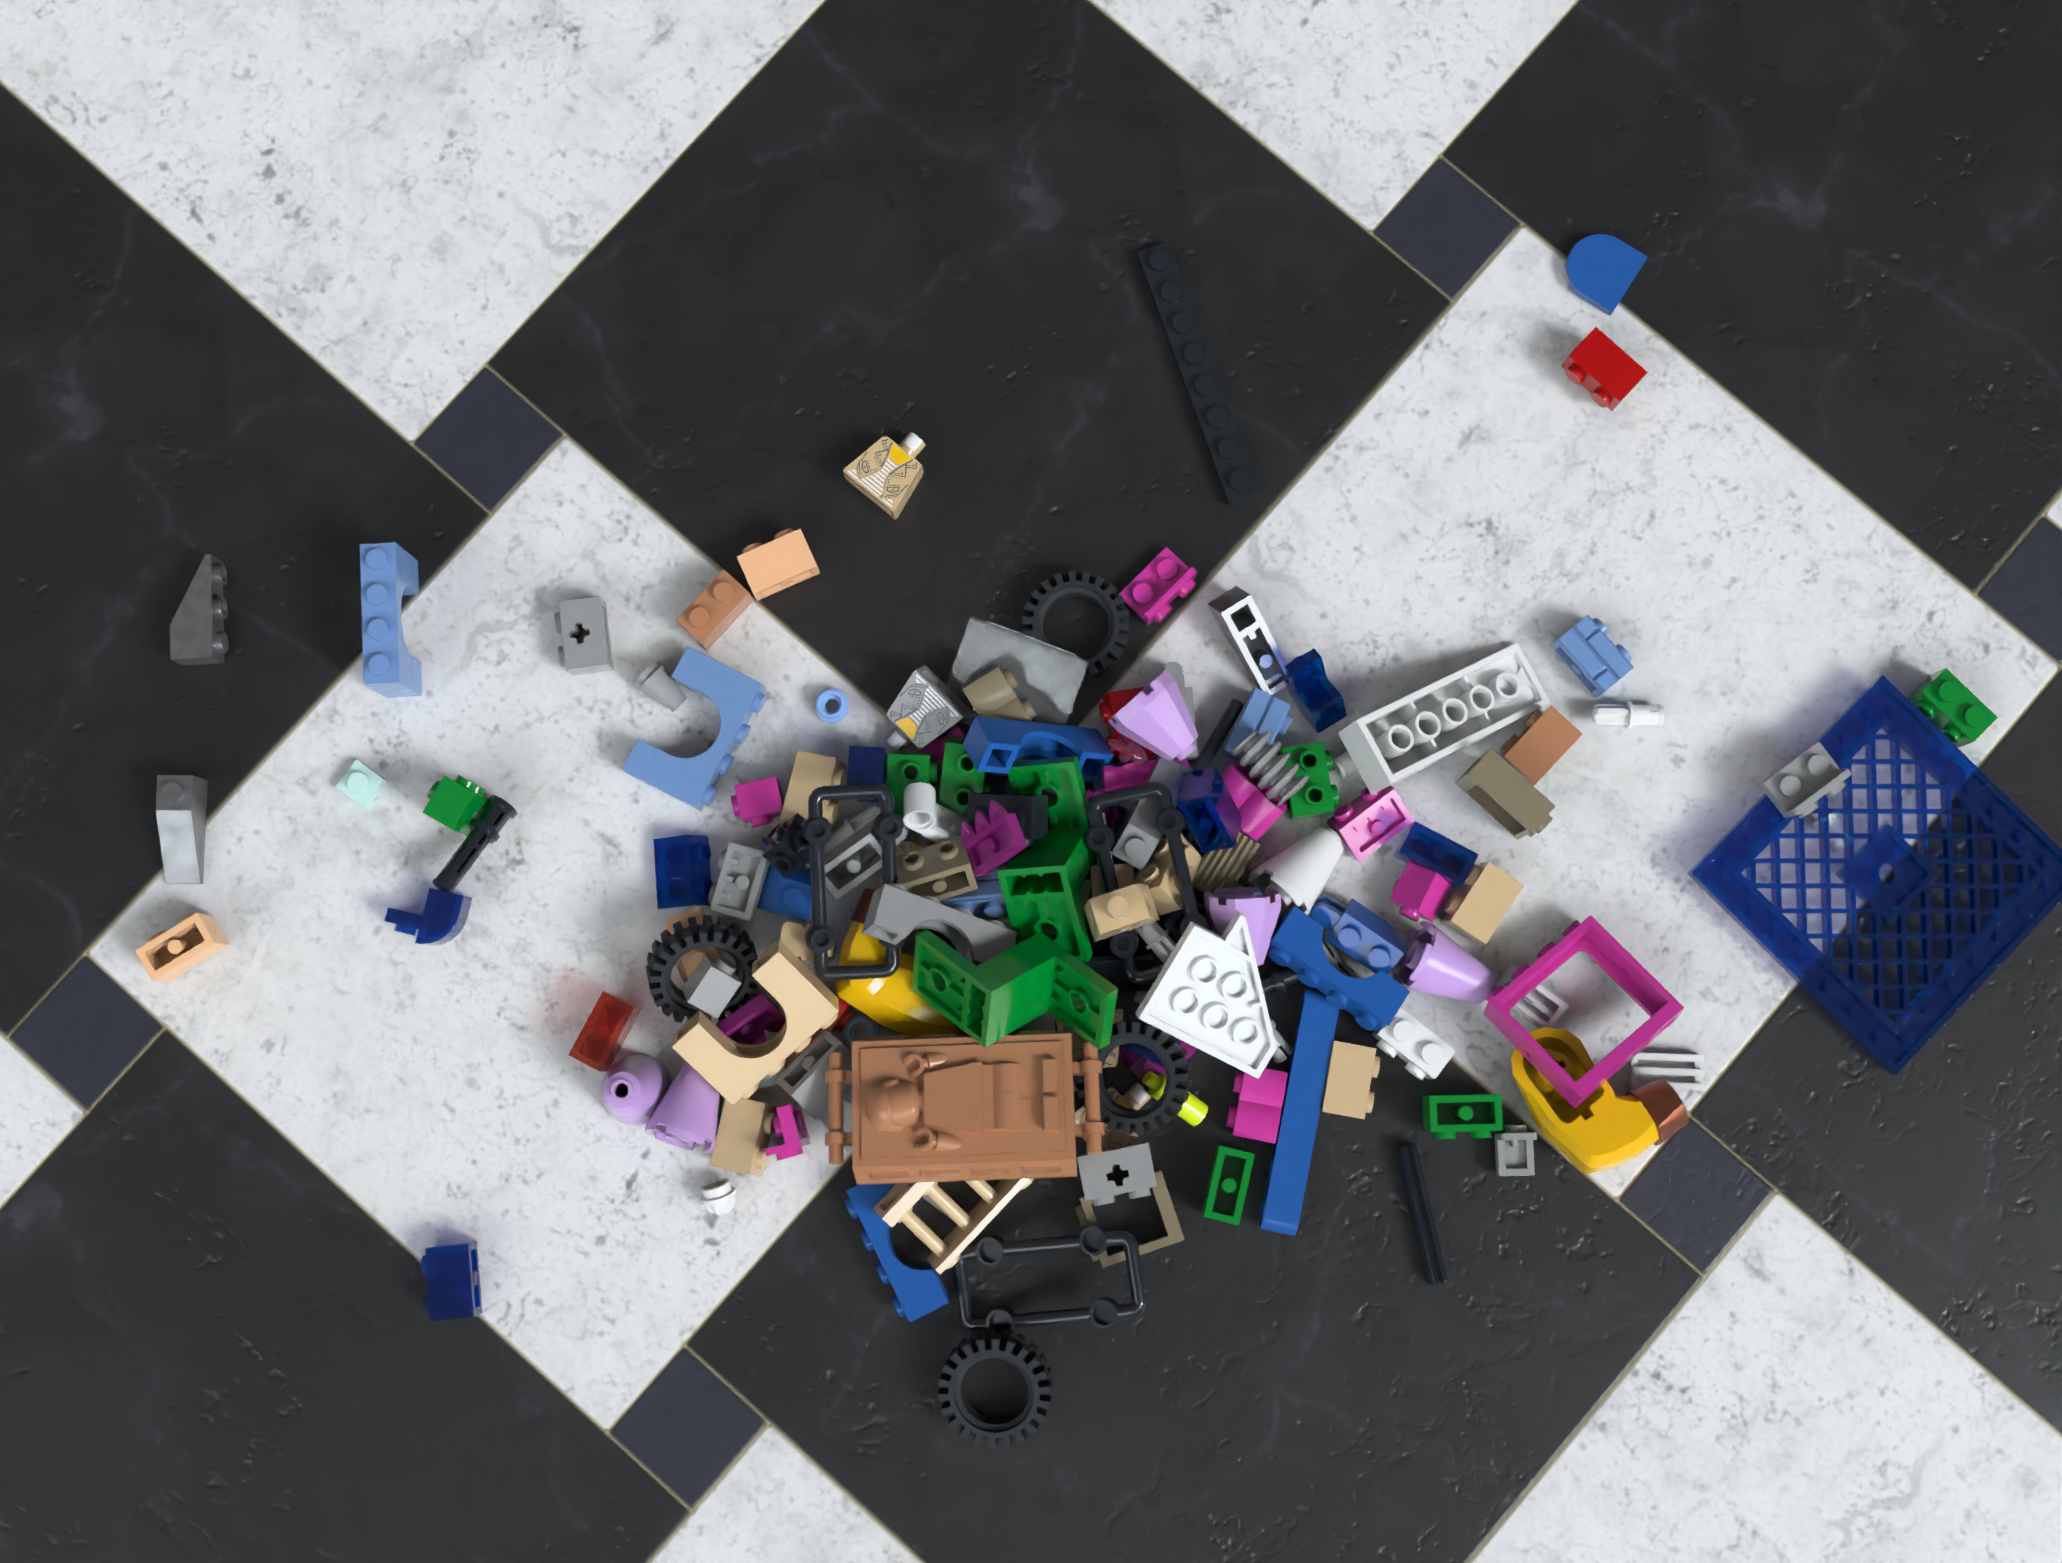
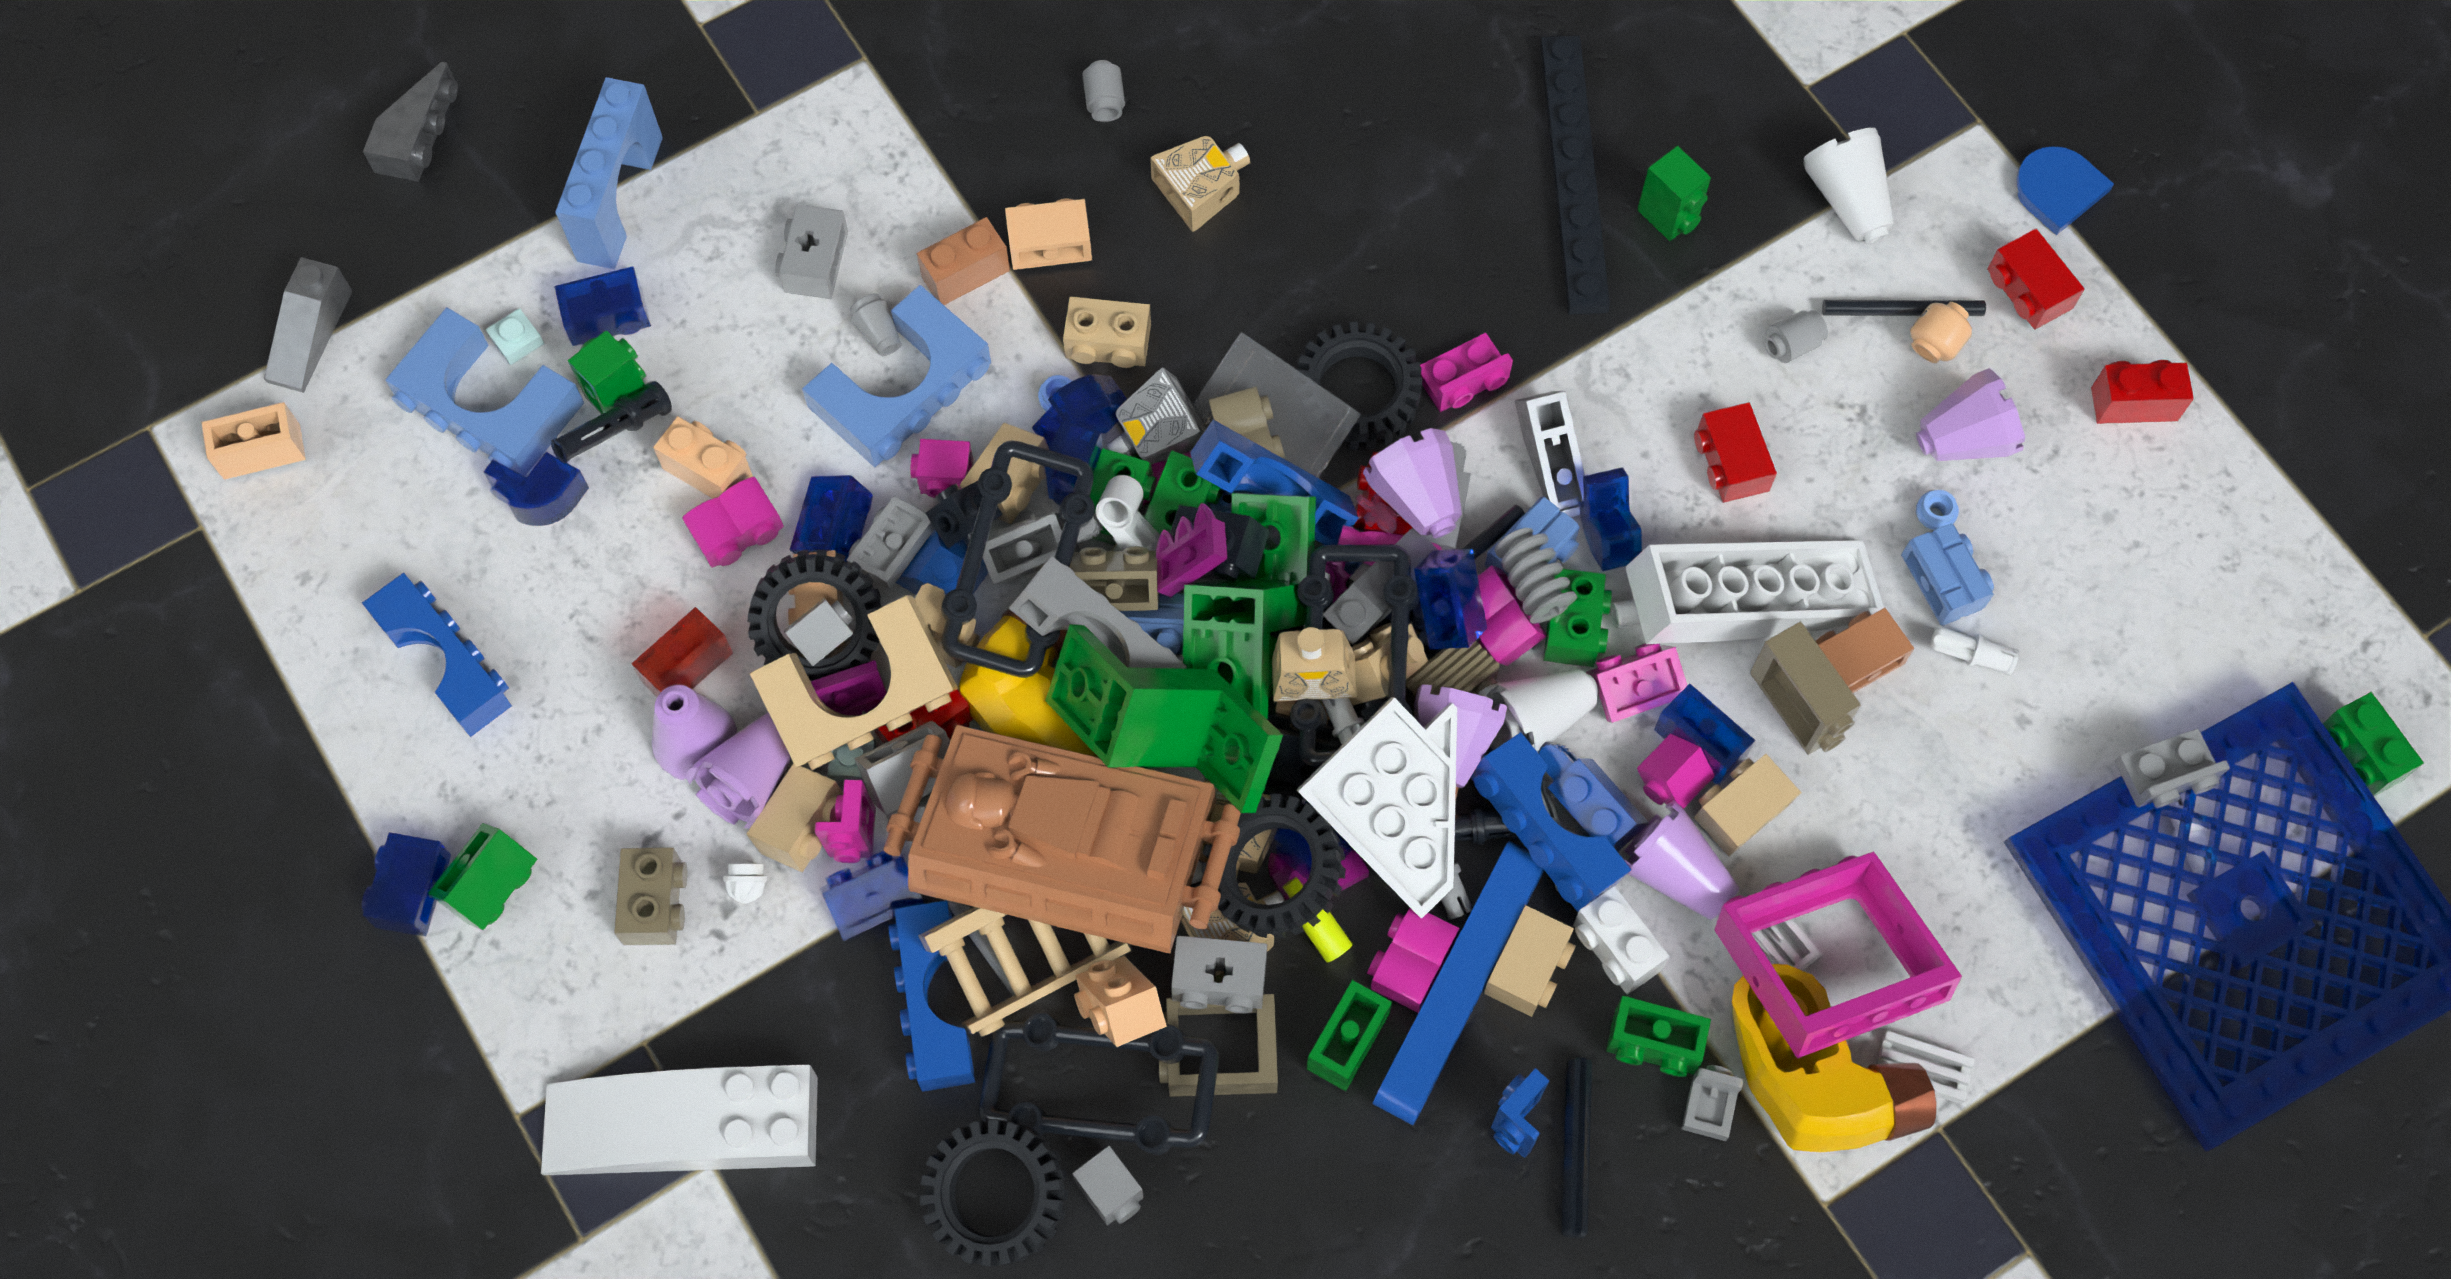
camera: 15 degrees right, 15 degrees down
(307, 850) = (509, 435): none -> medium blue arch
(426, 739) = (602, 303): none -> clear blue brick
(441, 1106) = (466, 688): none -> blue arch
(512, 1259) = (483, 876): none -> green brick
(561, 854) = (701, 459): none -> light nougat brick
(604, 899) = (733, 522): none -> dark pink brick
(649, 1233) = (649, 896): none -> dark tan brick
(736, 1403) = (682, 1121): none -> white slope
(781, 411) = (1103, 90): none -> light grey brick
(814, 1182) = (869, 894): none -> clear blue bracket
(855, 639) = (1107, 332): none -> tan brick
(856, 719) = (1085, 402): none -> clear blue brick
(1046, 1216) = (1119, 1001): none -> light nougat brick
(1080, 1355) = (1109, 1187): none -> light grey brick
(1290, 379) = (1674, 194): none -> green brick
(1371, 1202) = (1518, 1099): none -> blue bracket
(1397, 597) = (1735, 452): none -> red brick
(1420, 476) = (1795, 336): none -> light grey brick
(1436, 323) = (1854, 183): none -> white cone
(1501, 421) = (1894, 307): none -> black bar
(1537, 439) = (1941, 332): none -> light nougat head
(1579, 594) = (1941, 500): none -> light blue plate
(1582, 518) = (1973, 422): none -> lavender cone
(1711, 448) = (2142, 392): none -> red brick

